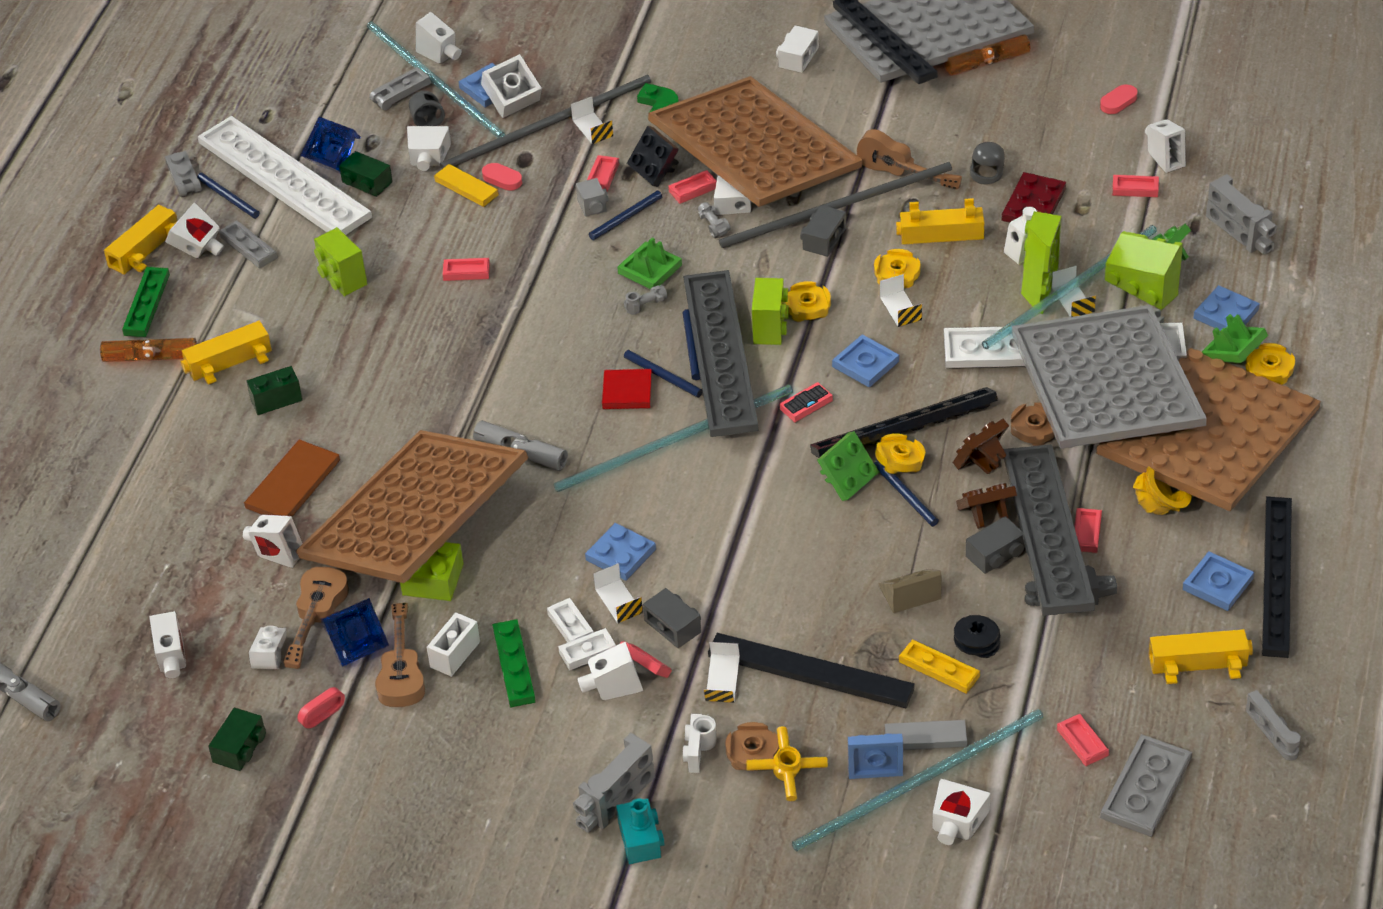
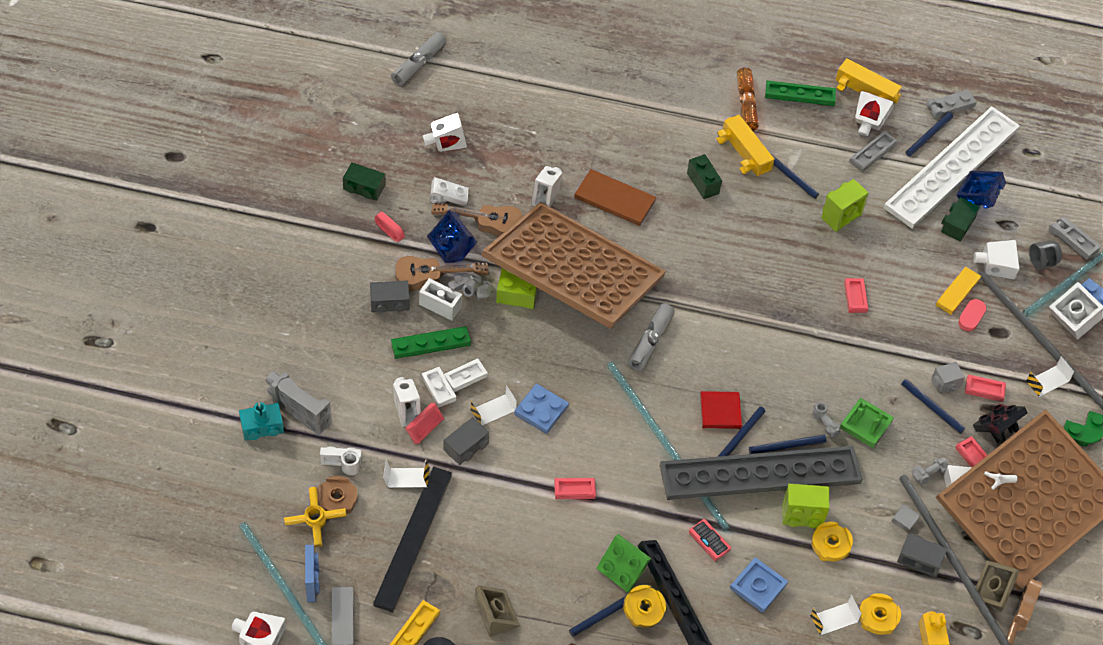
camera: 80 degrees right, 10 degrees up
(289, 309) = (795, 178): none -> dark blue bar
(434, 612) = (472, 285): none -> light grey piece
(440, 703) = (389, 296): none -> dark grey brick
(676, 335) = (787, 444): none -> dark blue bar
(736, 520) = (574, 488): none -> coral tile
(739, 152) = (1001, 479): none -> white bar
(774, 244) = (905, 518): none -> light grey tile
(864, 169) = (996, 584): none -> dark tan slope

